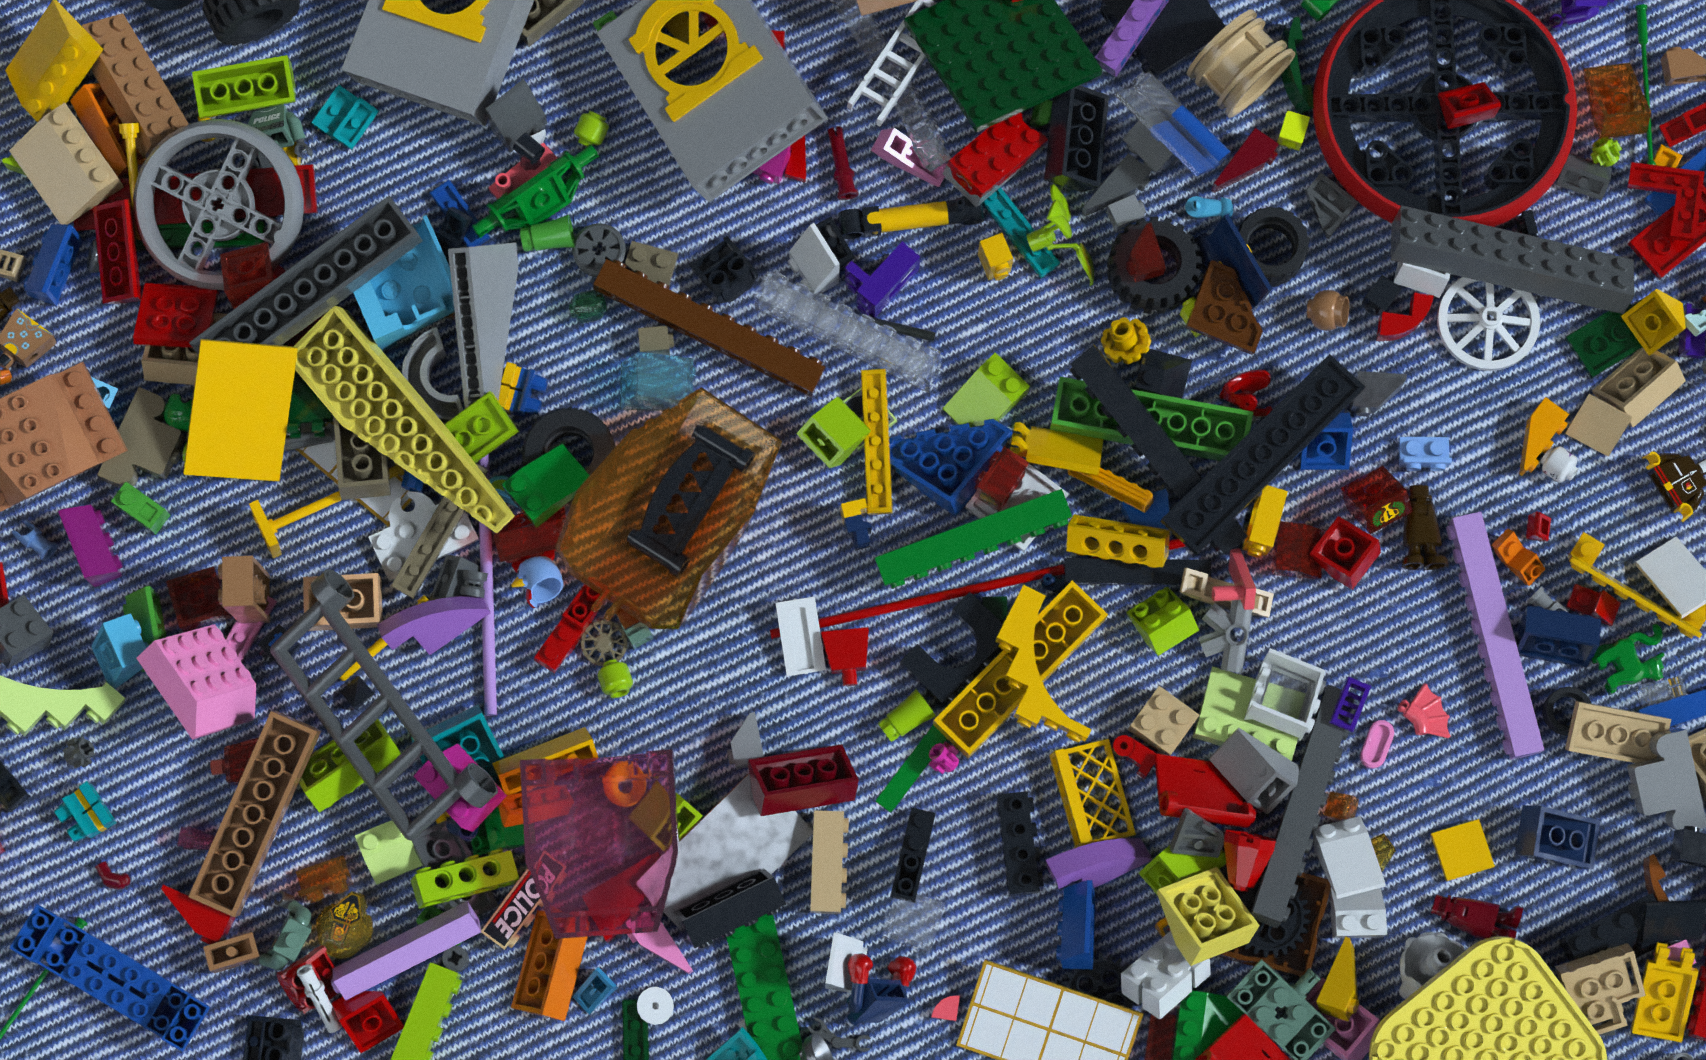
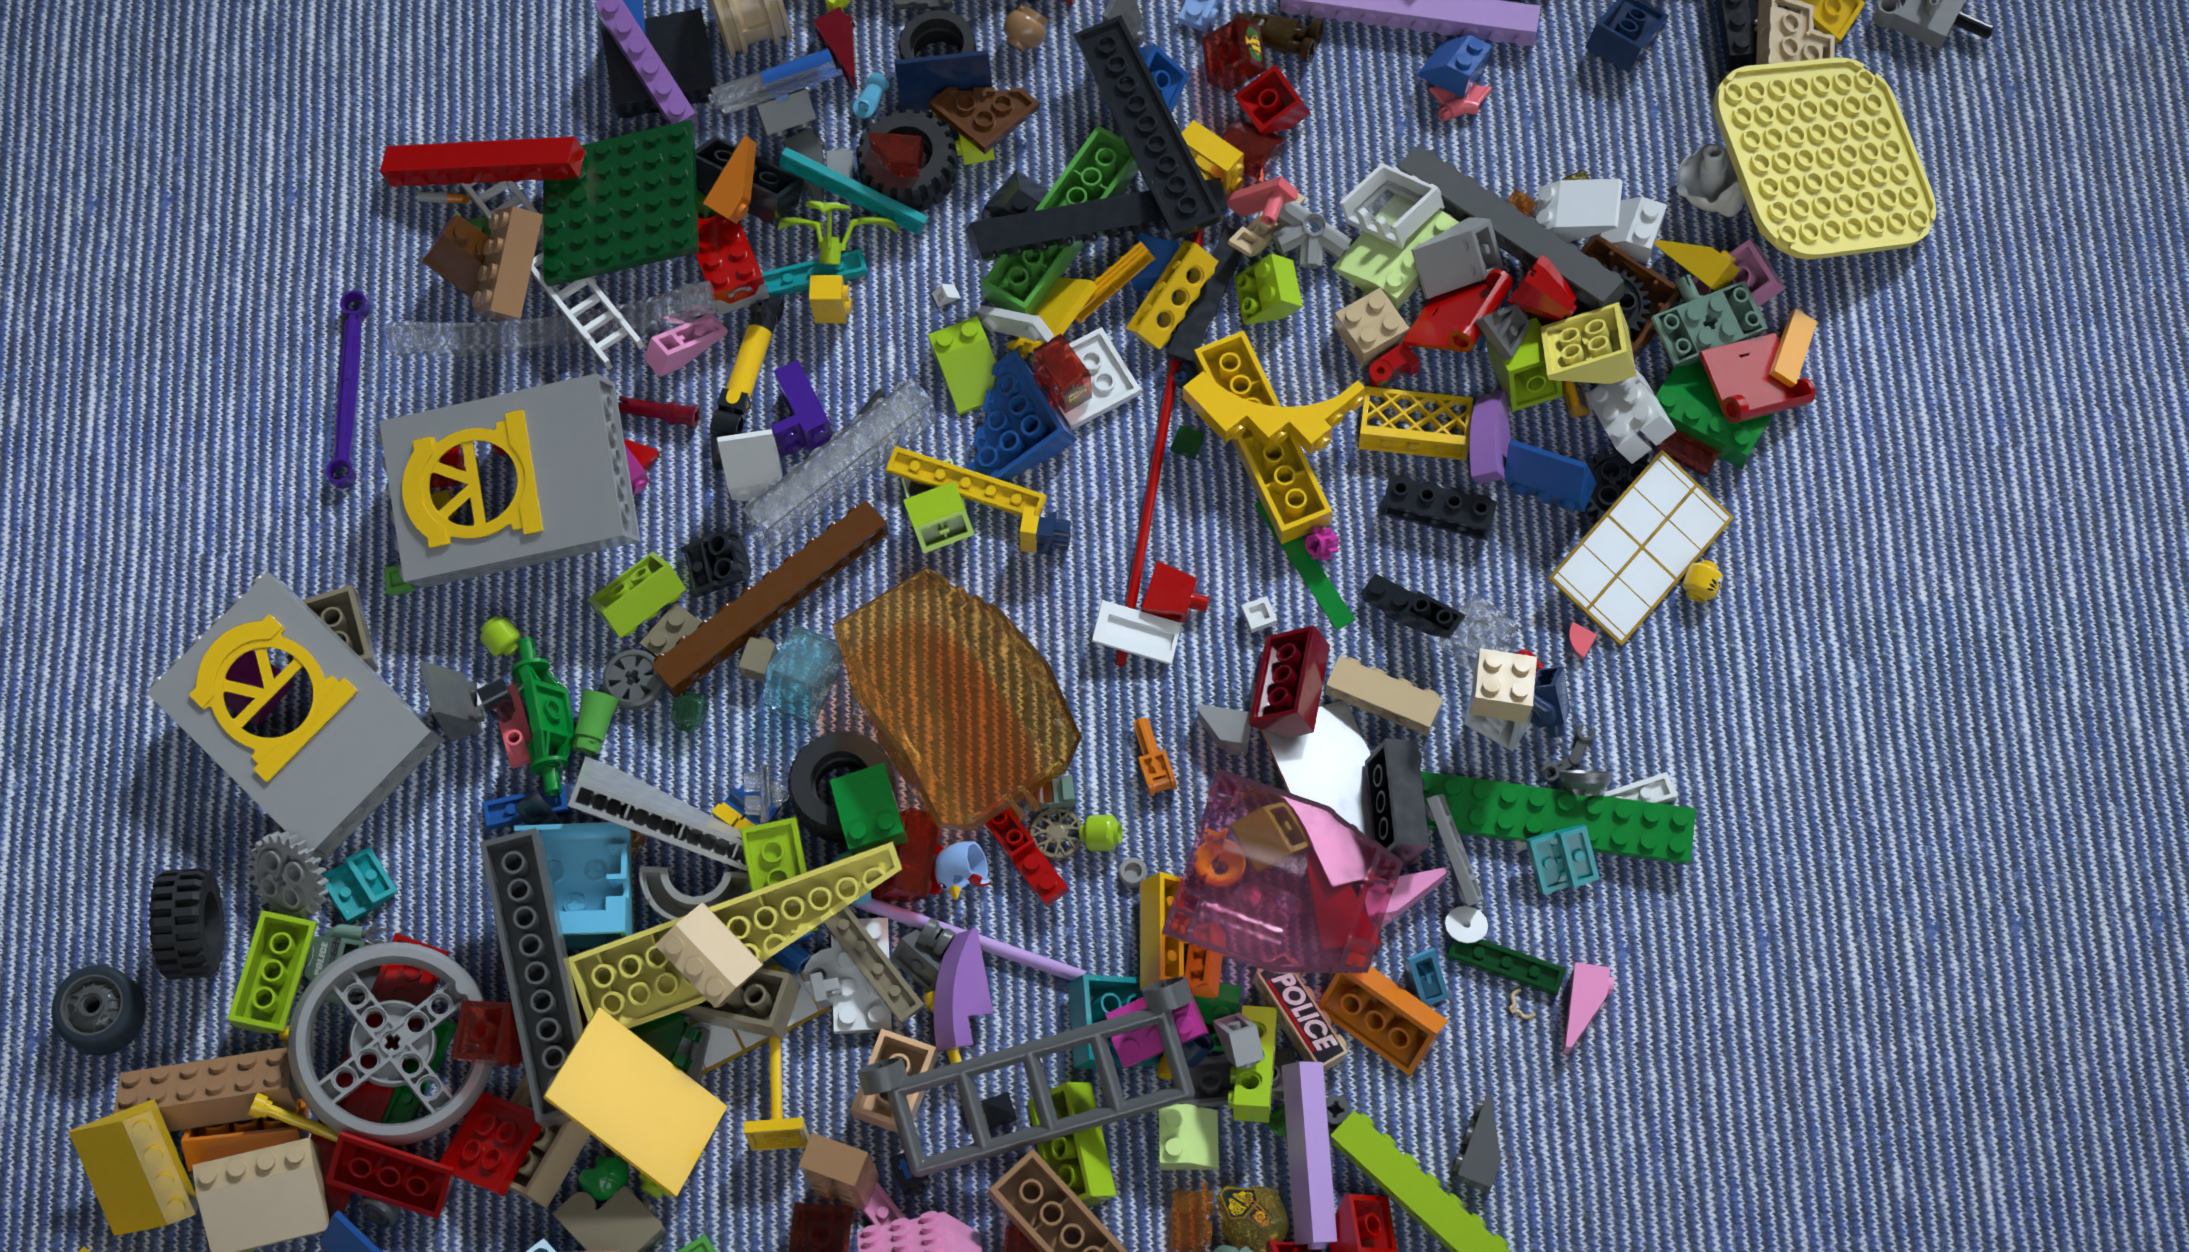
camera: 60 degrees left, 10 degrees down
(323, 61) = (288, 875): none -> light grey gear
(372, 413) = (709, 955): none -> tan slope
(394, 513) = (824, 989): none -> light grey tile
(471, 857) = (1239, 1040): none -> light grey slope
(543, 389) = (760, 783): none -> clear hips
(594, 718) = (1132, 872): none -> light grey tile
(669, 548) = (918, 629): black piece -> none
(671, 219) = (637, 594): none -> lime slope
(692, 697) = (1154, 763): none -> orange connector
(711, 971) = (1440, 813): none -> light grey plate
(848, 956) = (1503, 685): none -> tan brick
(859, 730) = (1259, 614): none -> white plate
(906, 716) = (1263, 561): lime plant -> none
(944, 682) = (1212, 455): black arch -> none
(974, 537) = (1111, 425): green brick -> none
(1023, 438) = (1015, 324): none -> white plate
(1048, 351) = (945, 294): none -> white piece
(1053, 134) = (734, 186): none -> orange slope
(1103, 232) = (852, 191): none -> teal tile
(1126, 340) = (965, 210): yellow plant -> none
(1249, 383) = (1063, 127): red helmet -> none
(1358, 685) = (1425, 138): dark purple slope -> none
(1377, 744) = (1471, 152): bright pink tile -> none
(1454, 697) = (1457, 64): none -> blue slope
(1462, 850) = (1606, 117): yellow tile -> none
(1477, 916) = (1679, 125): dark red piece -> none

